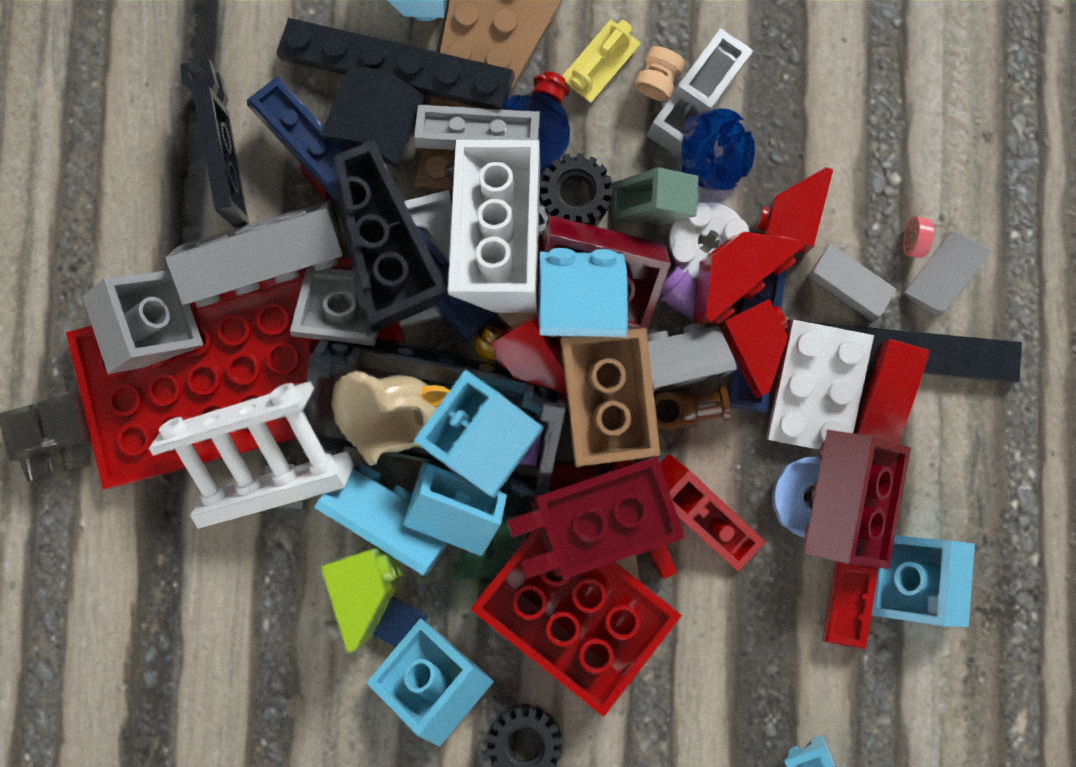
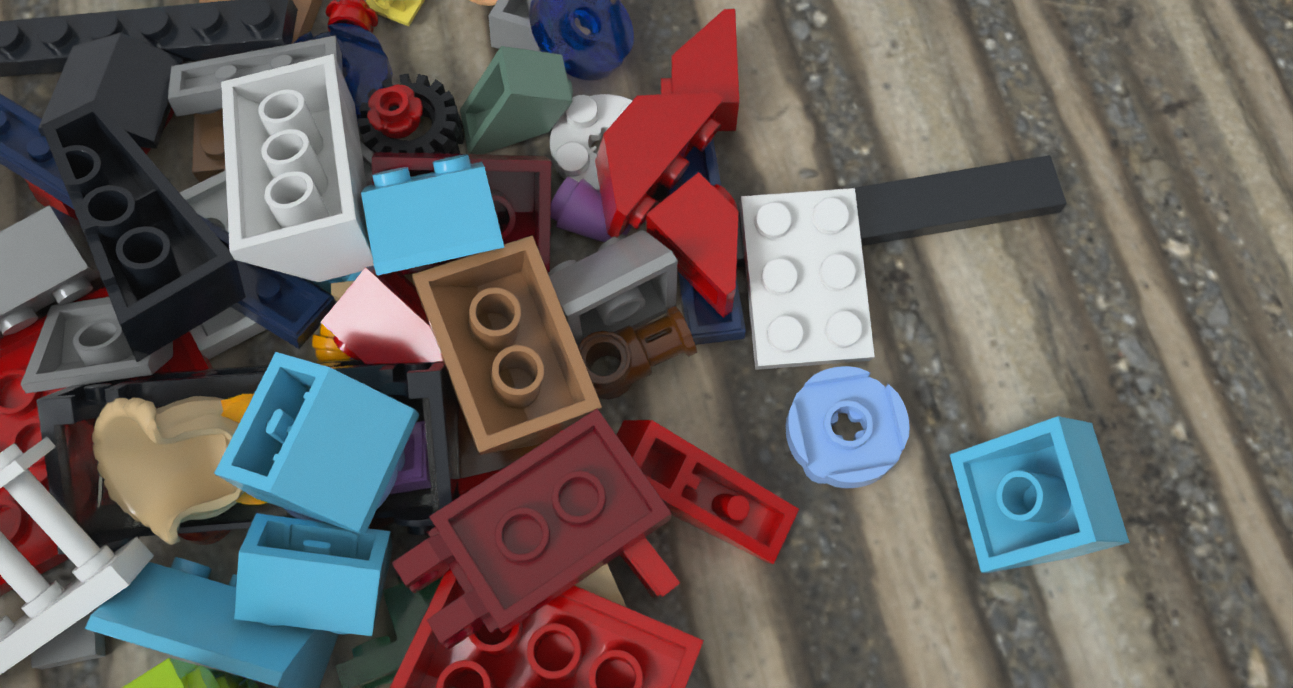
camera: 15 degrees left, 15 degrees down
(567, 196) = (400, 121): none -> red plate
(850, 605) = (949, 563): red plate -> none
(852, 283) = (805, 146): light grey slope -> none
(857, 499) = (905, 403): dark red slope -> none
(891, 390) = (903, 275): red slope -> none
(918, 237) = (871, 67): coral tile -> none
(946, 273) = (922, 103): light grey slope -> none

